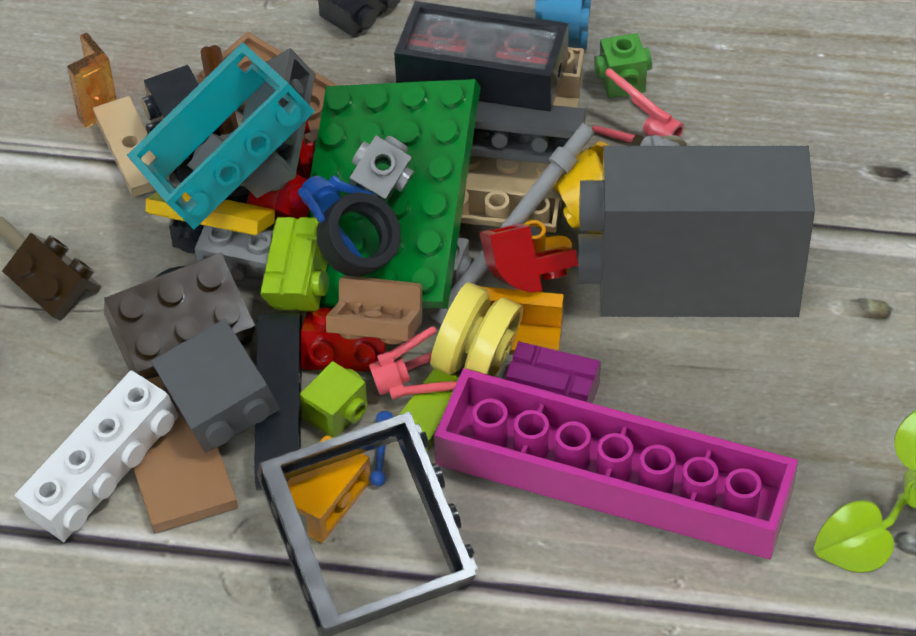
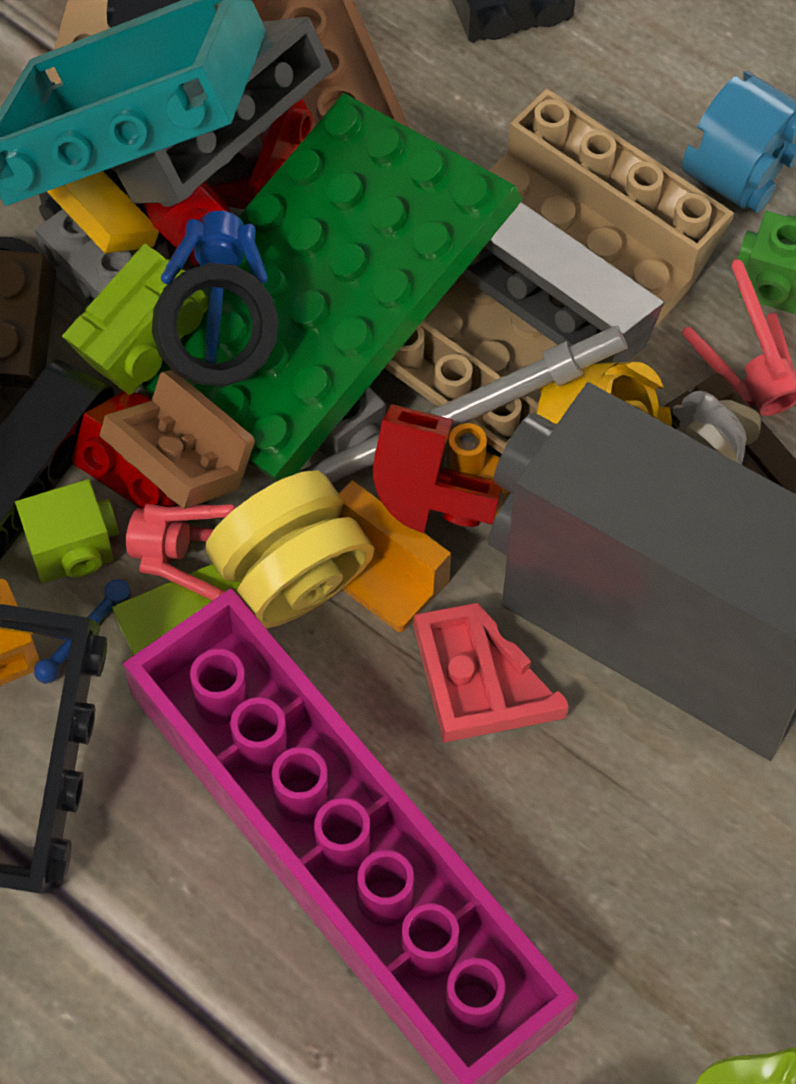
camera: 30 degrees right, 10 degrees up
(377, 181) = (303, 248): light grey brick -> none
(510, 56) = (573, 152): black brick -> none
(555, 371) = (358, 666): magenta brick -> none
(623, 351) = (479, 677): none -> coral wing

